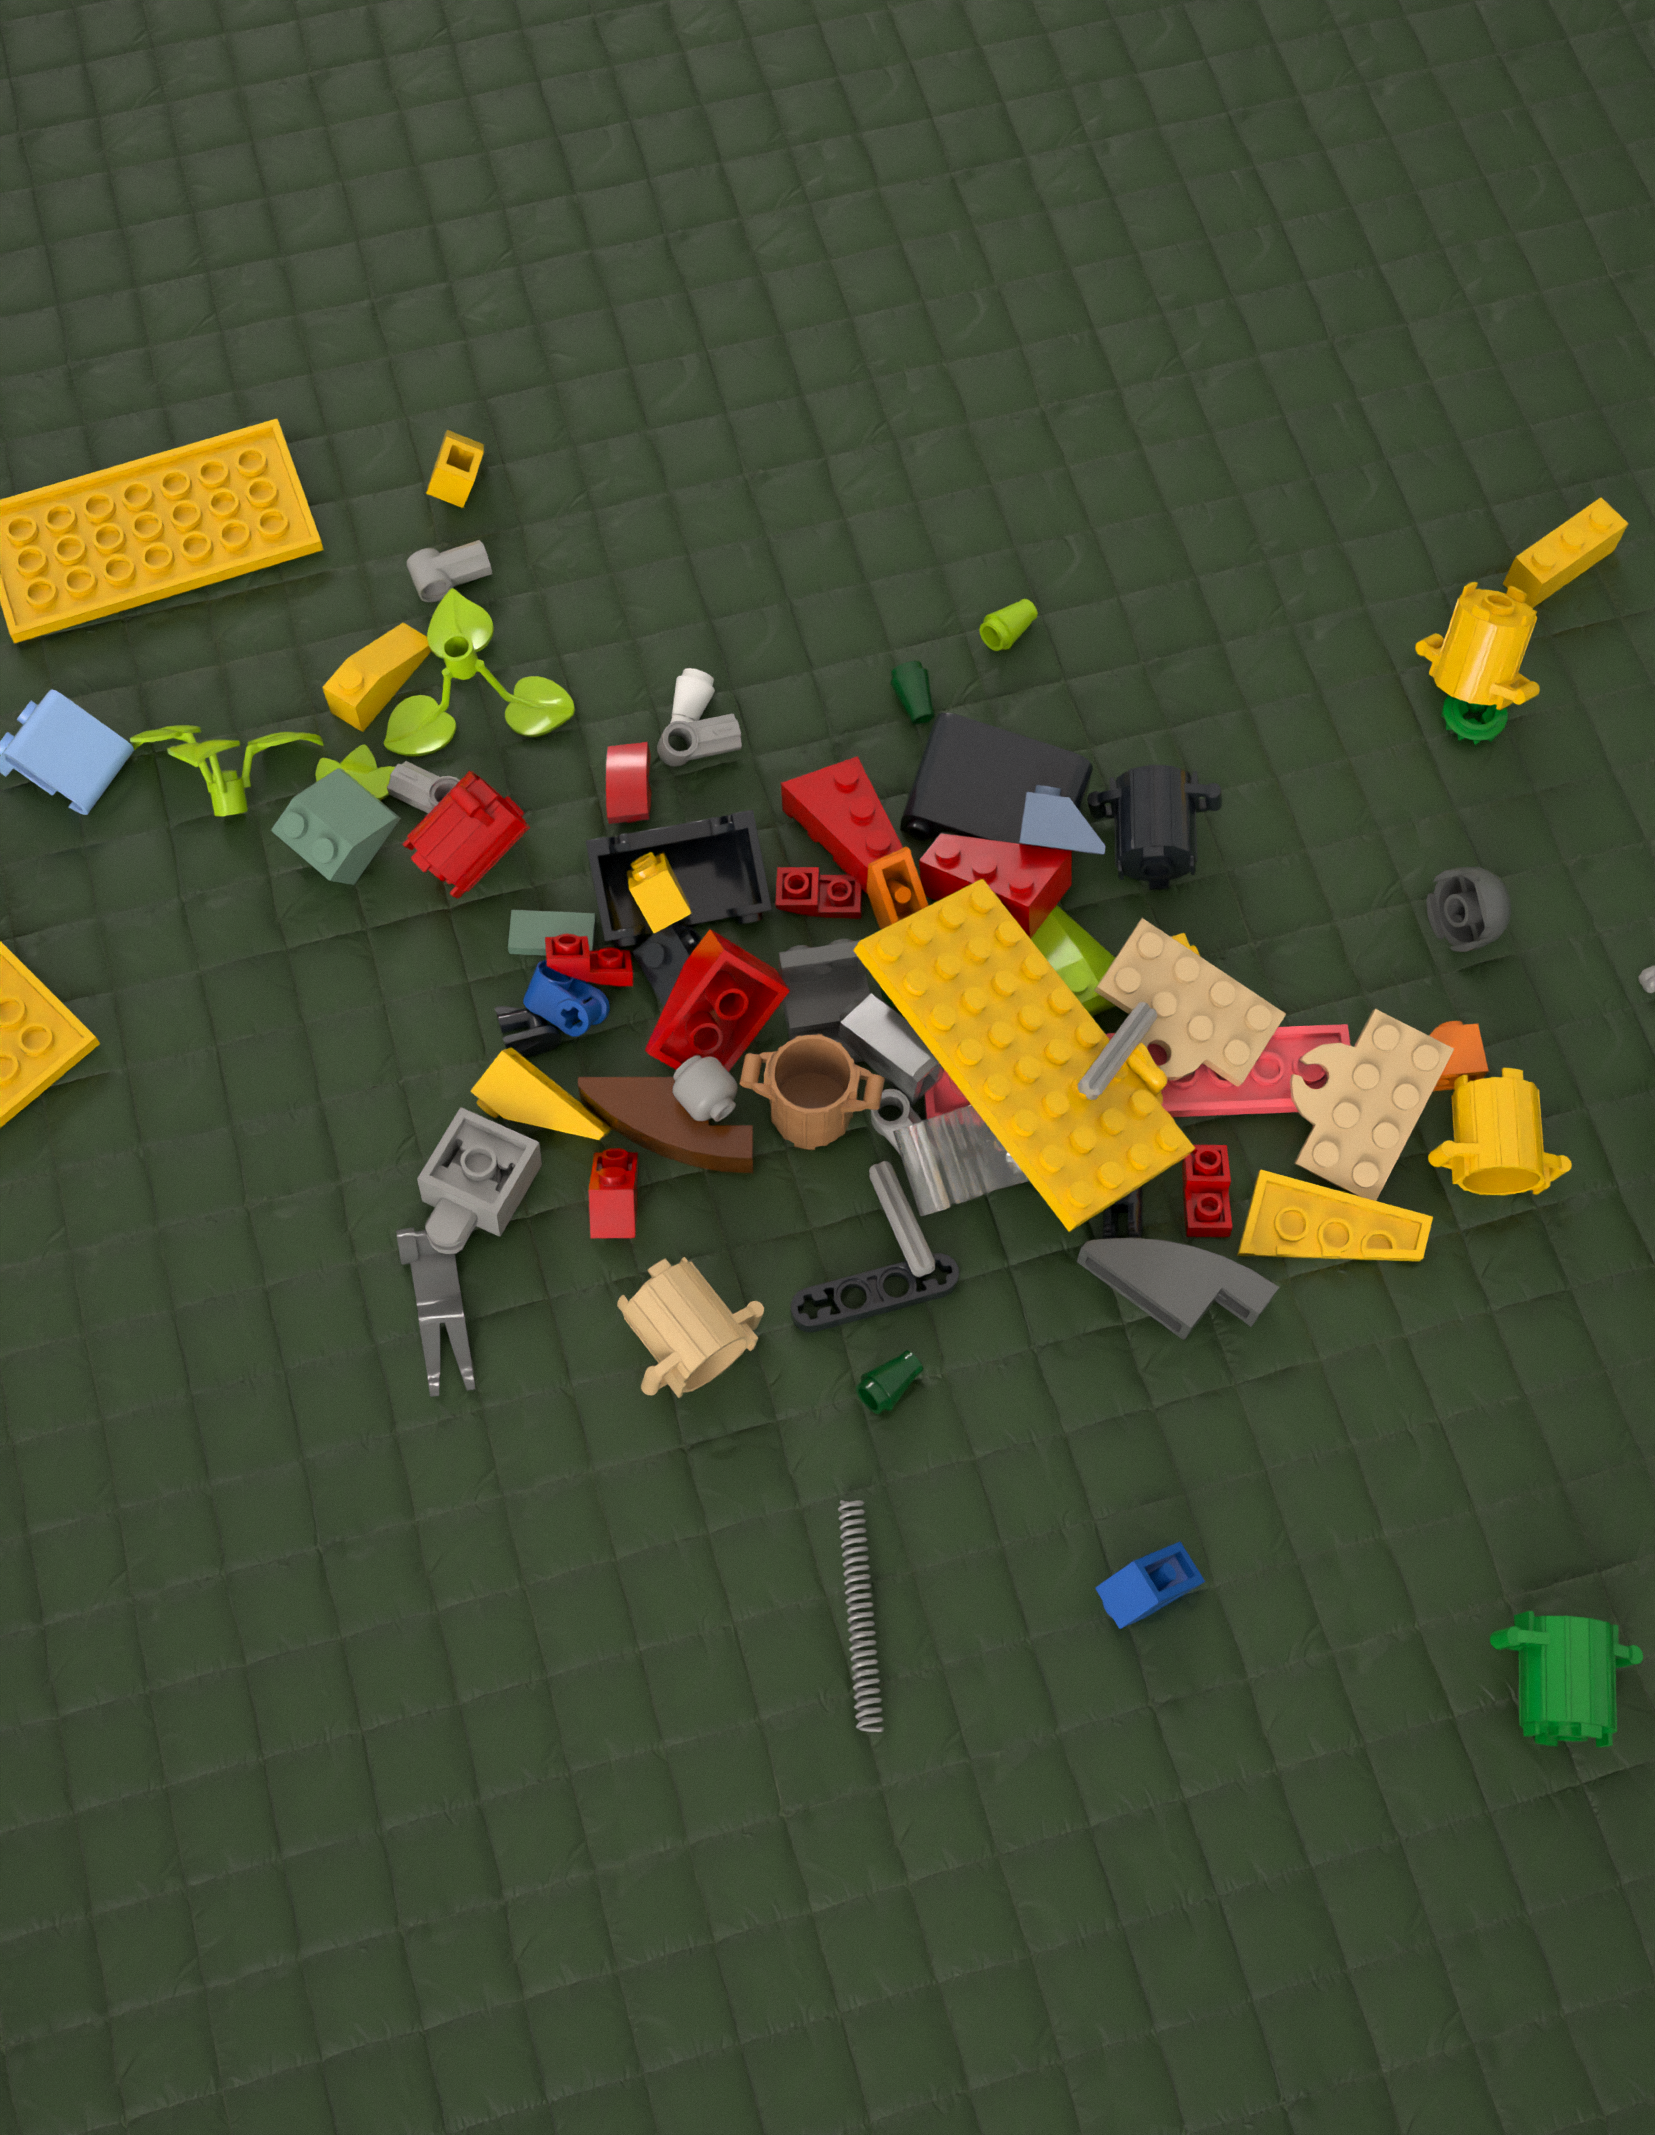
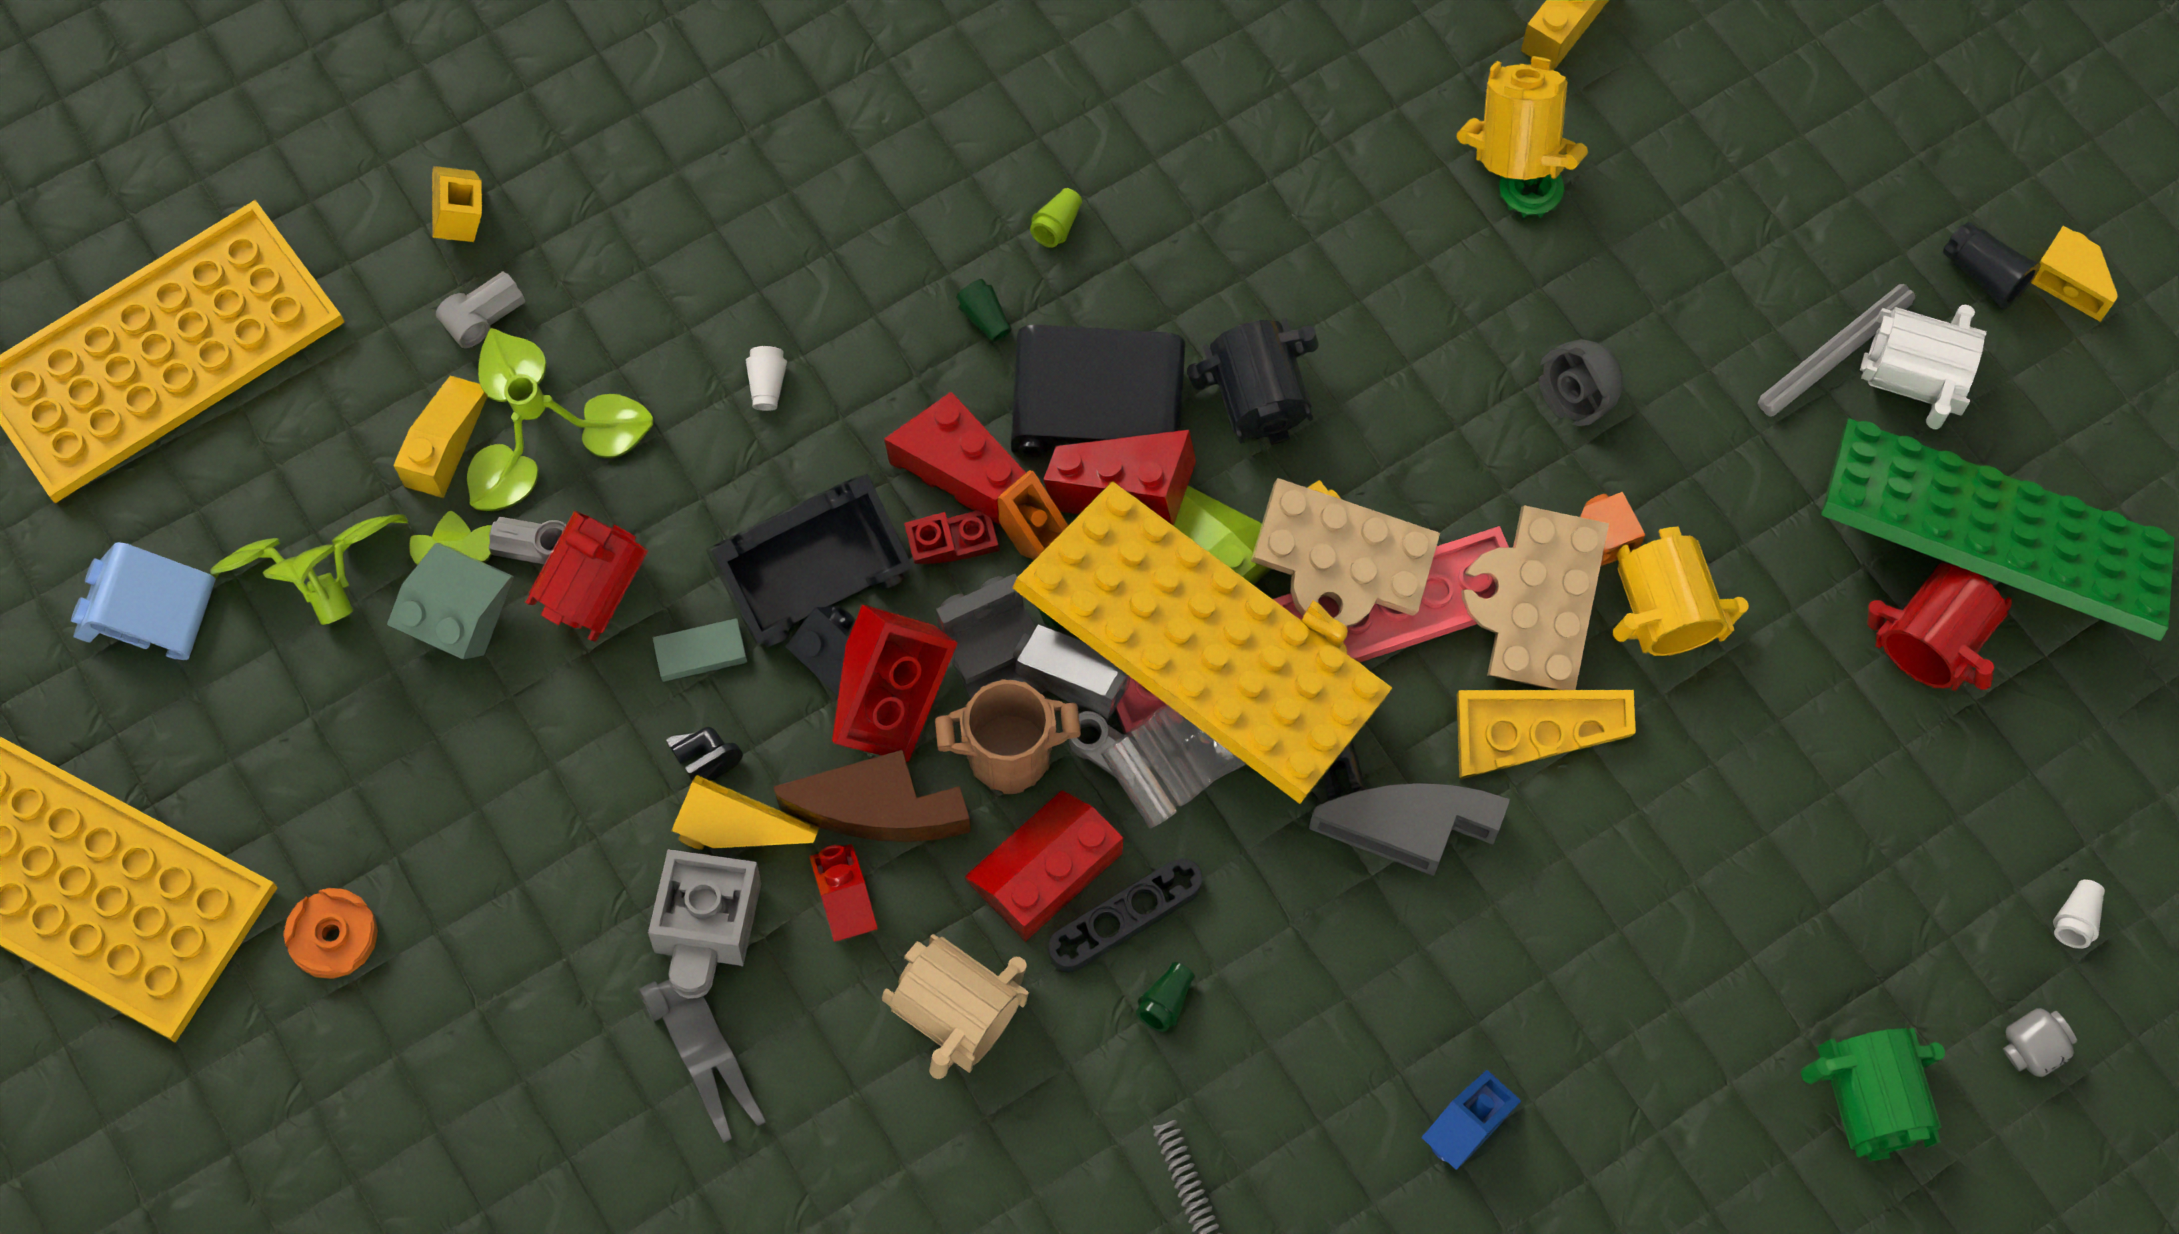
camera: 15 degrees left, 0 degrees up
(122, 1082) = (321, 913): none -> orange plate
(562, 998) = (730, 712): blue piece -> none
(571, 957) = (733, 670): red slope -> none
(628, 783) = (729, 478): red slope -> none
(657, 891) = (794, 579): yellow slope -> none
(702, 738) = (789, 414): light grey piece -> none
(705, 1088) = (904, 763): light grey head -> none
(814, 1222) = (1046, 863): none -> red slope
(902, 1219) = (1135, 840): light grey axle -> none
(1056, 823) = (1167, 407): sand blue slope -> none
(1117, 1051) = (1293, 615): light grey axle -> none
(1206, 1192) = (1413, 726): red slope -> none

